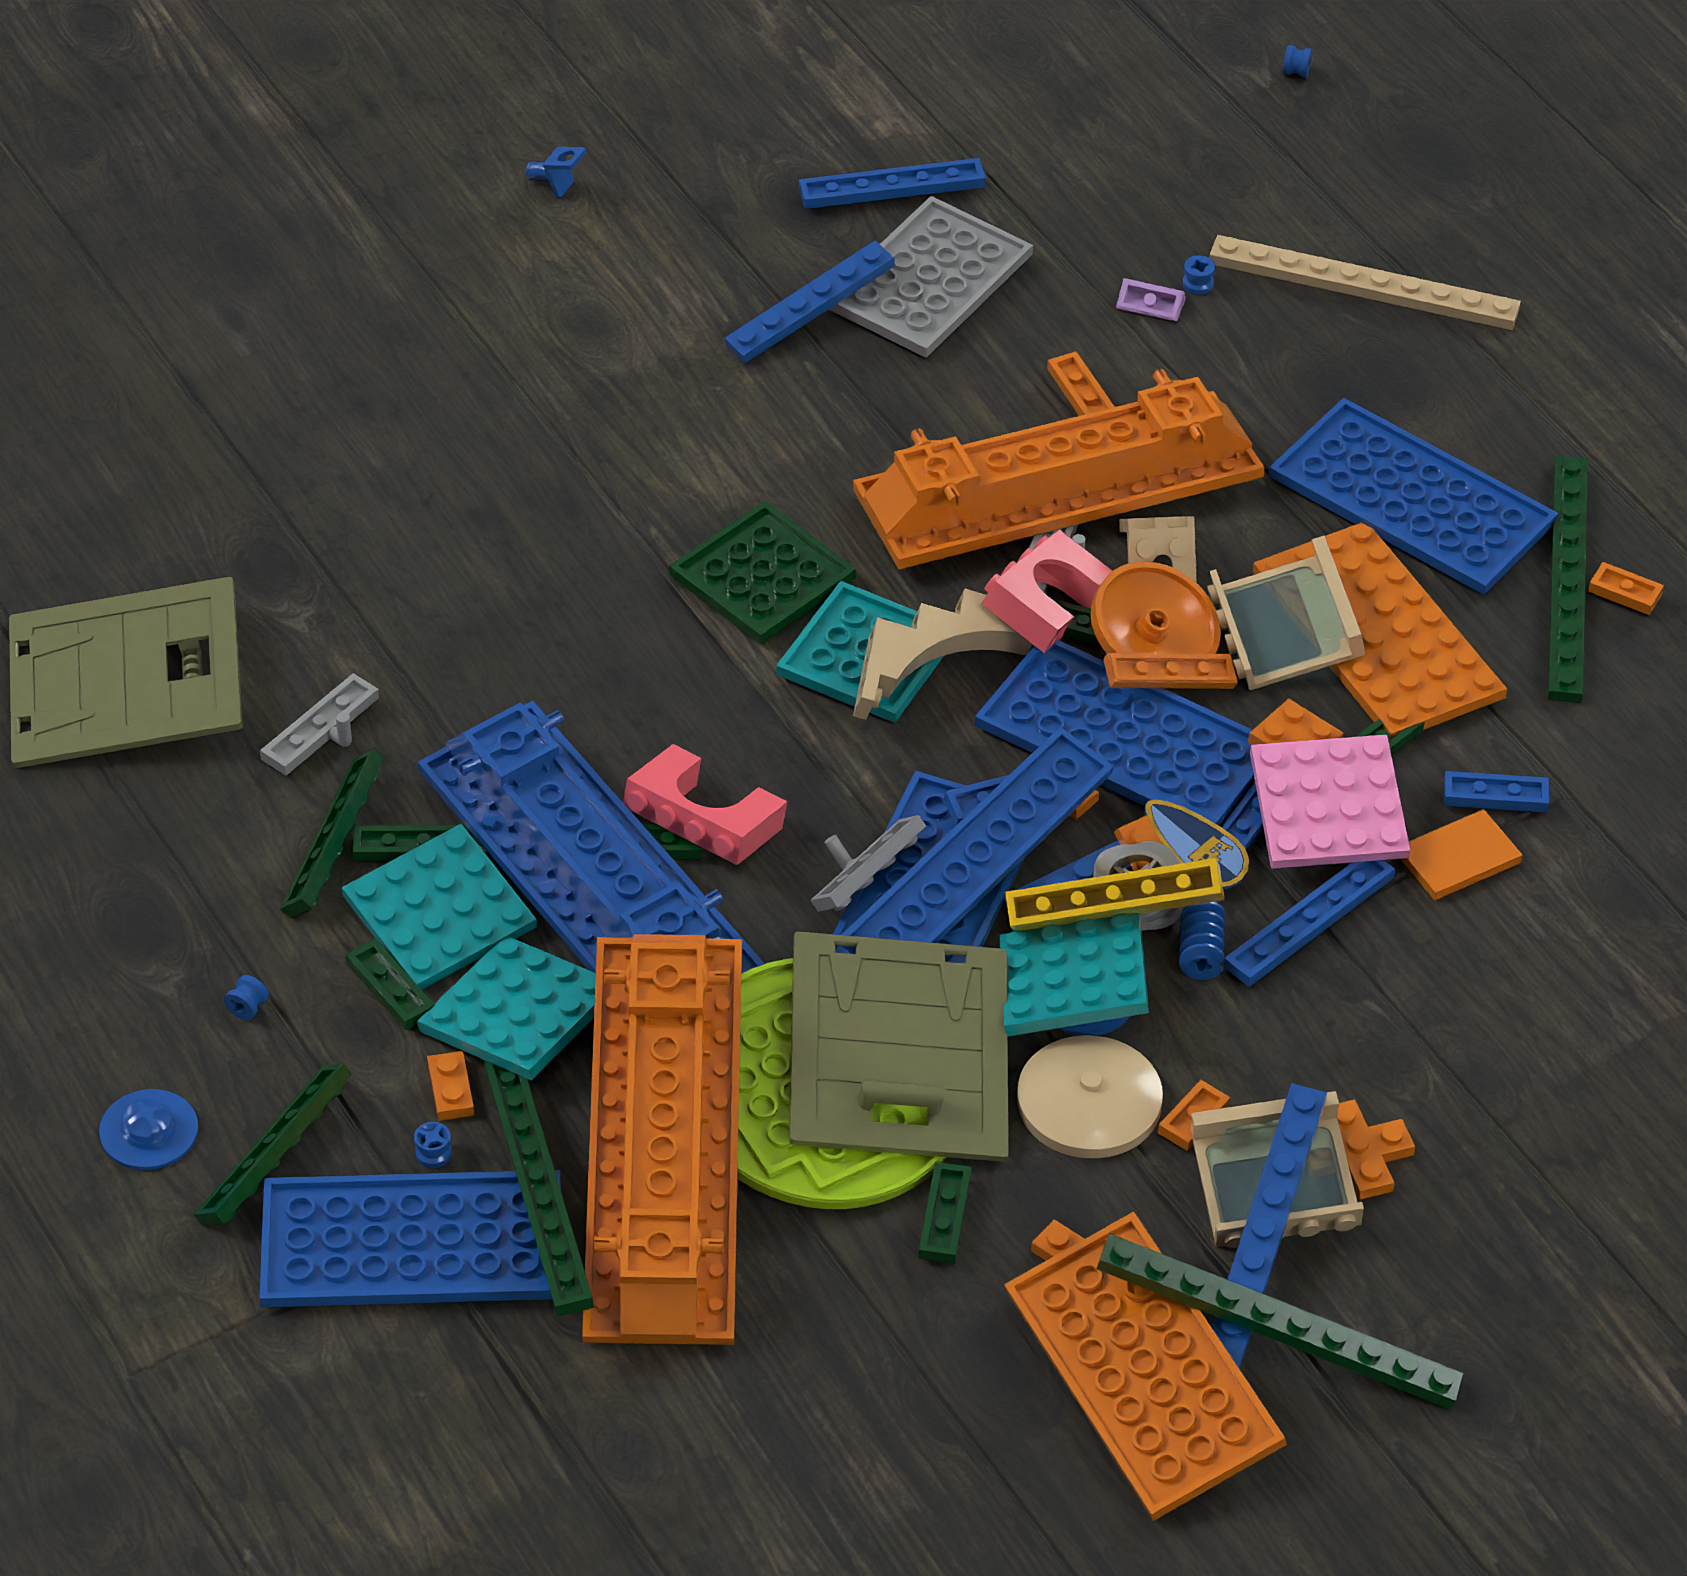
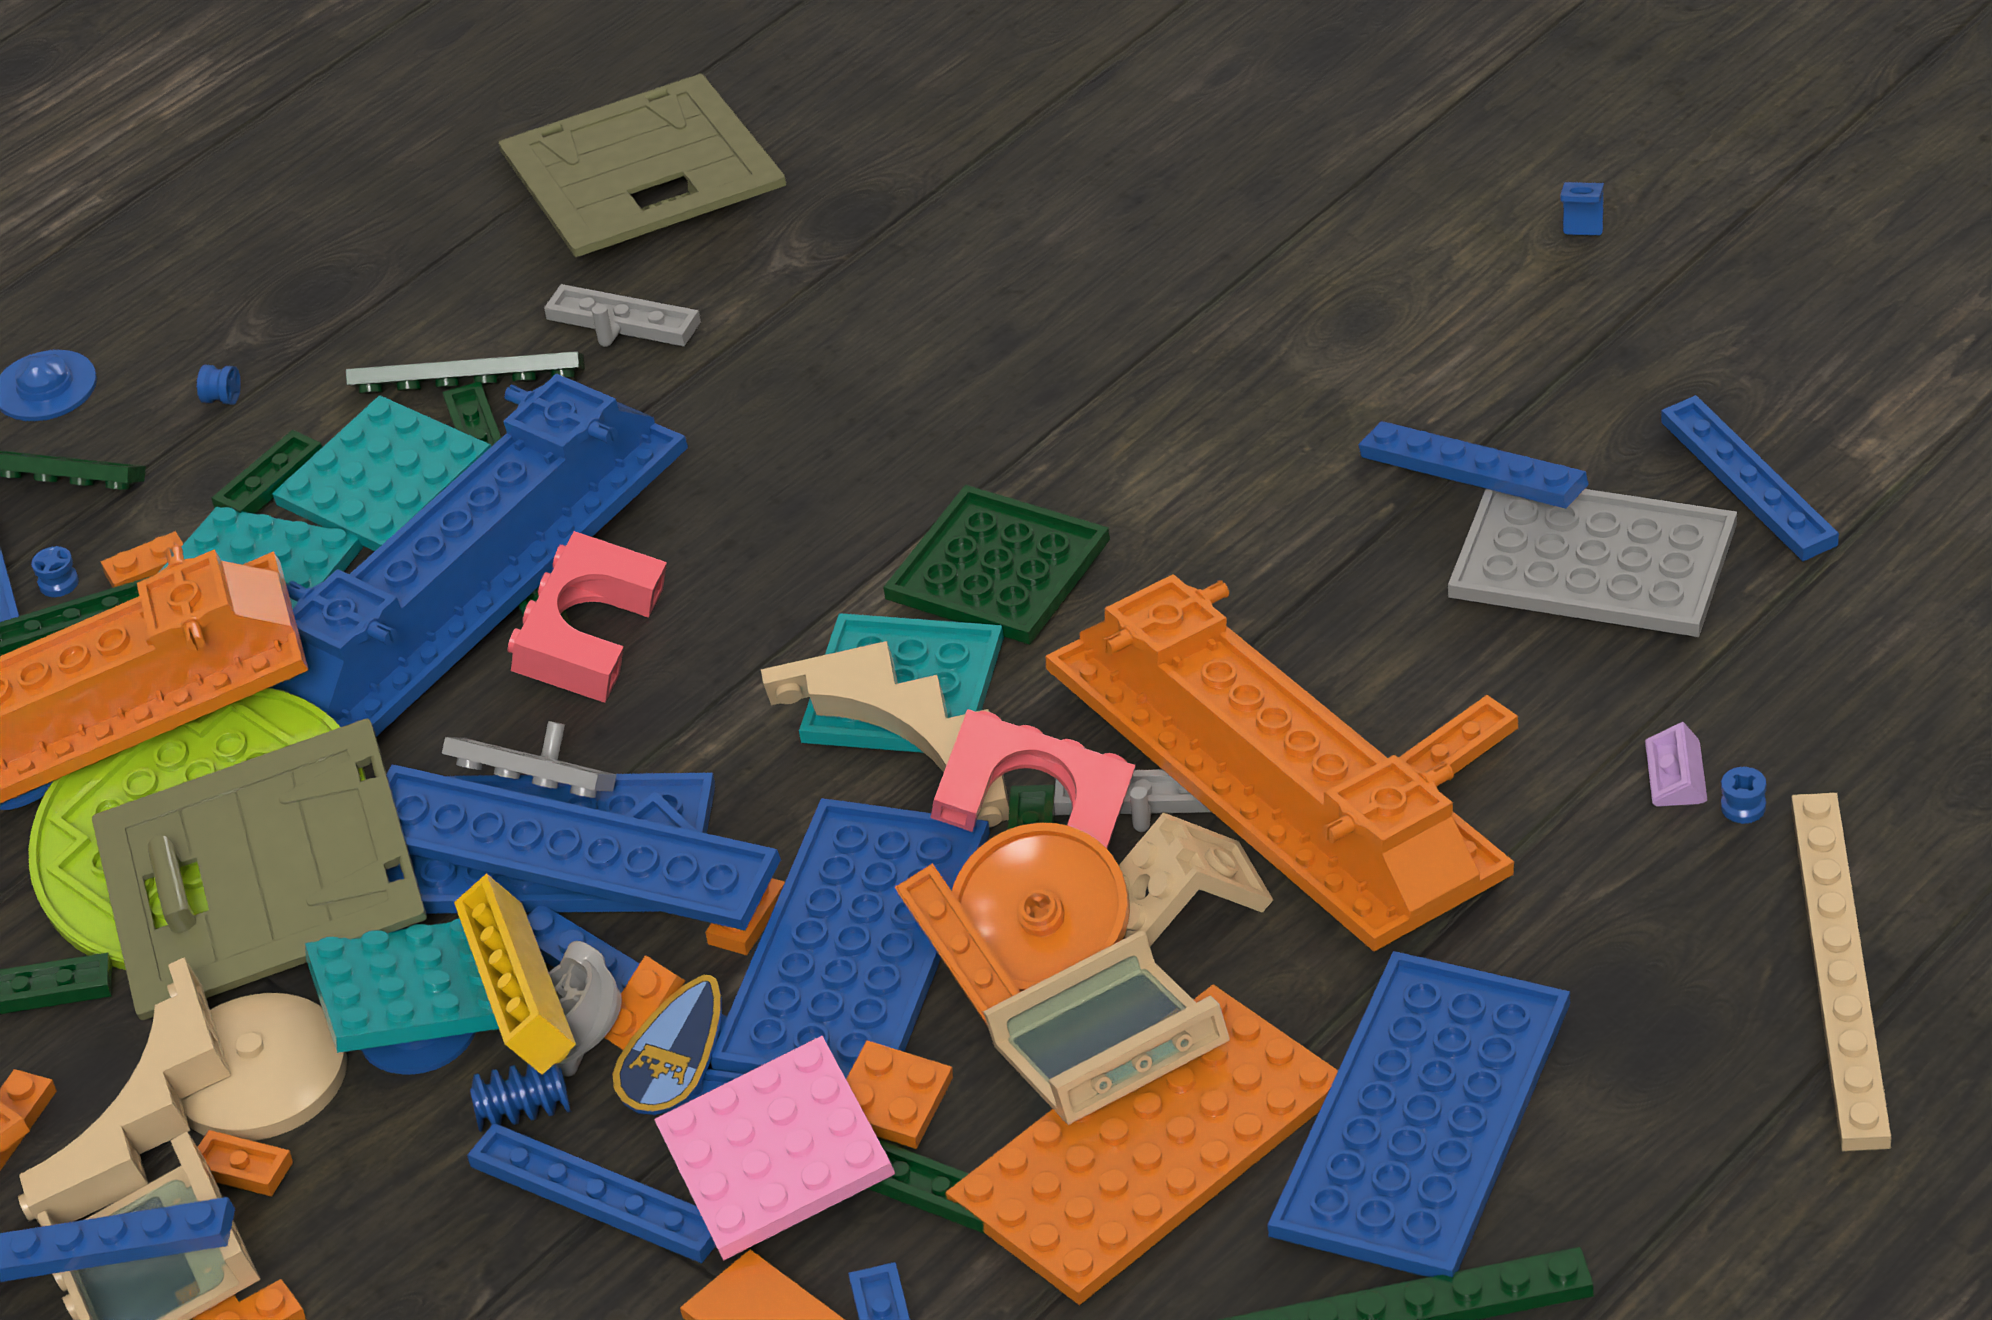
camera: 80 degrees right, 5 degrees down
(1092, 1117) = (106, 1158): none -> tan arch

